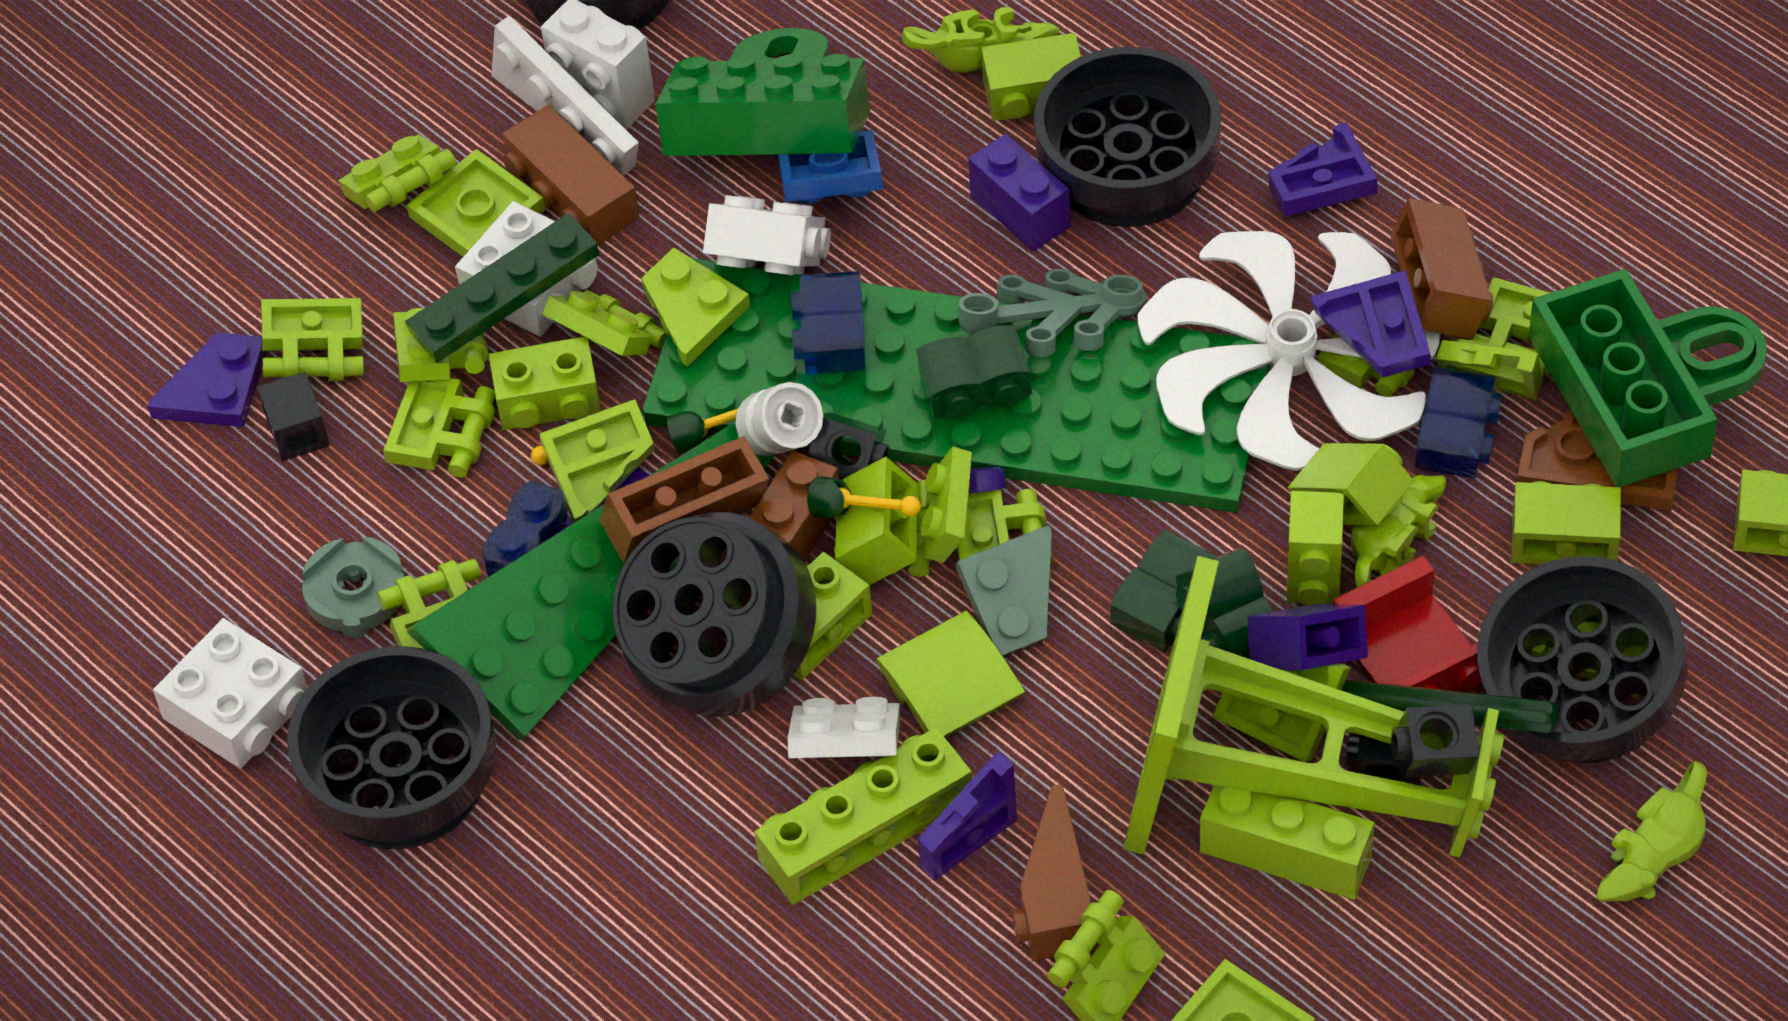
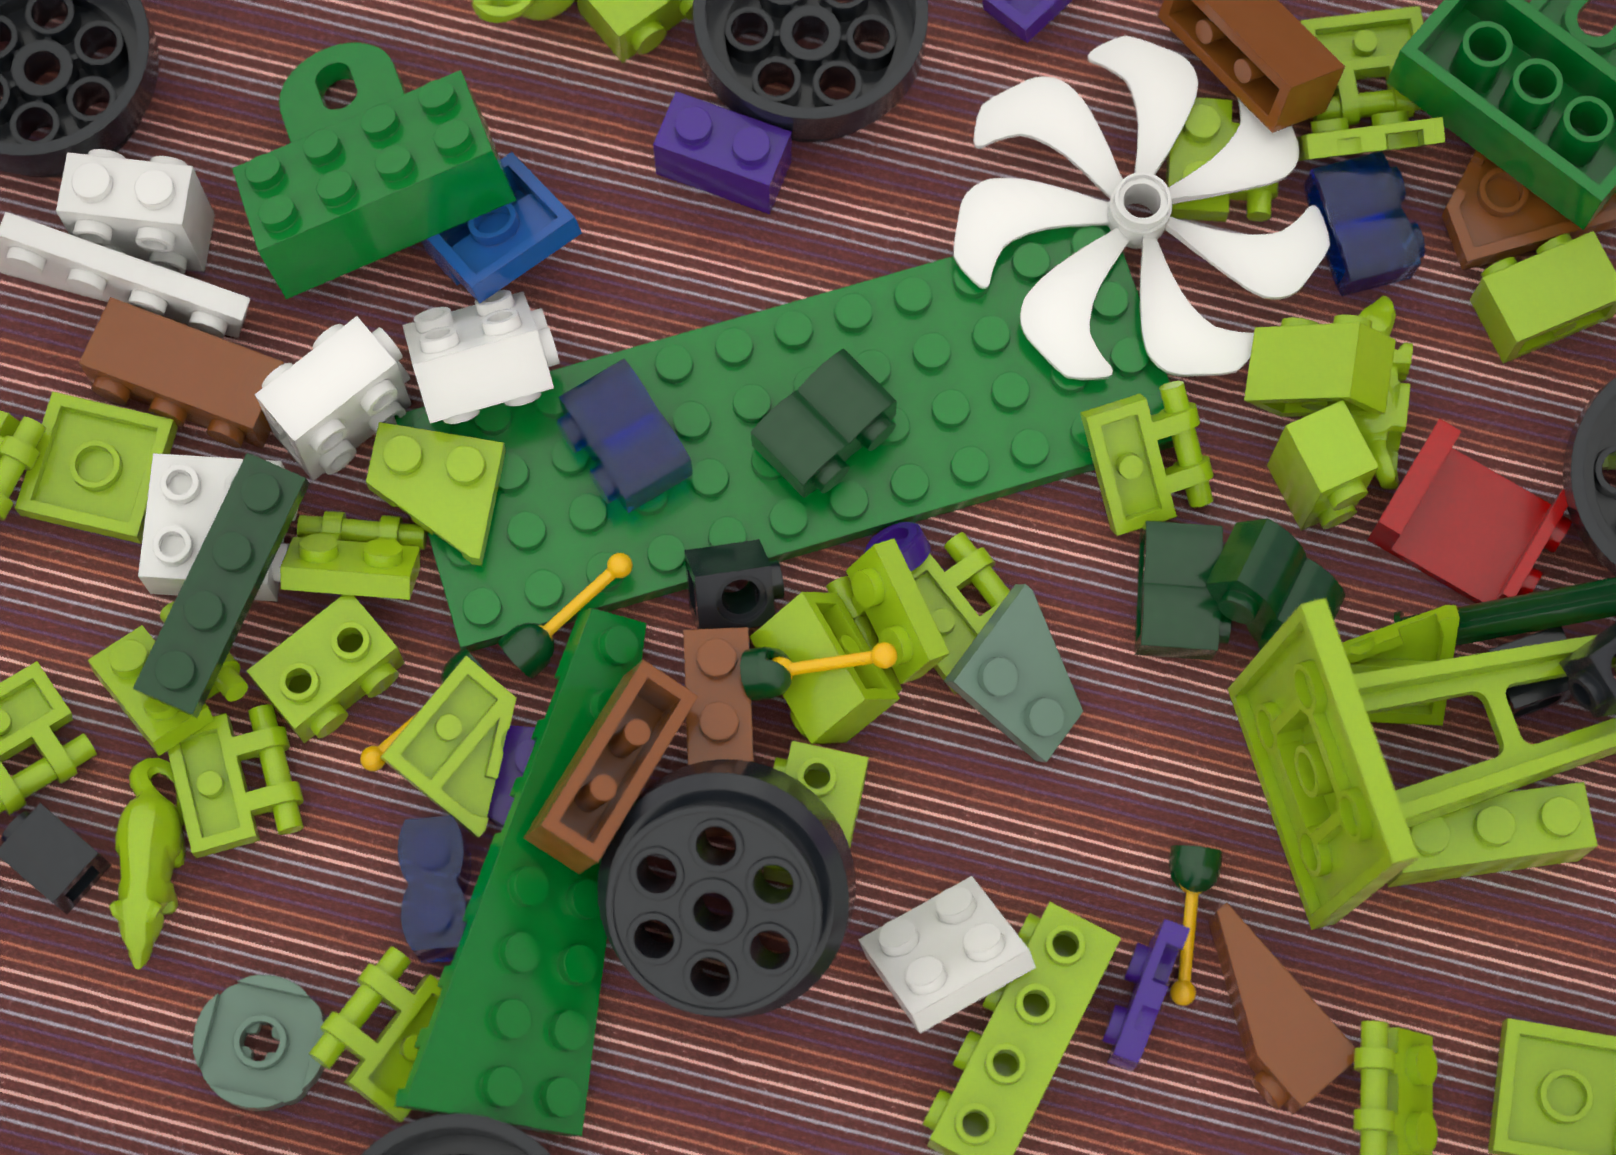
camera: 35 degrees left, 20 degrees up
(356, 440) = (149, 849): none -> lime animal
(650, 216) = (335, 396): none -> white brick
(779, 418) = (651, 601): white wheel -> none
(950, 675) = (1008, 814): lime slope -> none
(1059, 766) = (1193, 871): none -> hinge
(1116, 298) = (909, 240): sand green plant -> none
(1179, 490) = (1130, 463): none -> lime plate
(1308, 636) = (1388, 589): dark purple brick -> none
(1378, 322) = (1234, 148): dark purple wing -> none

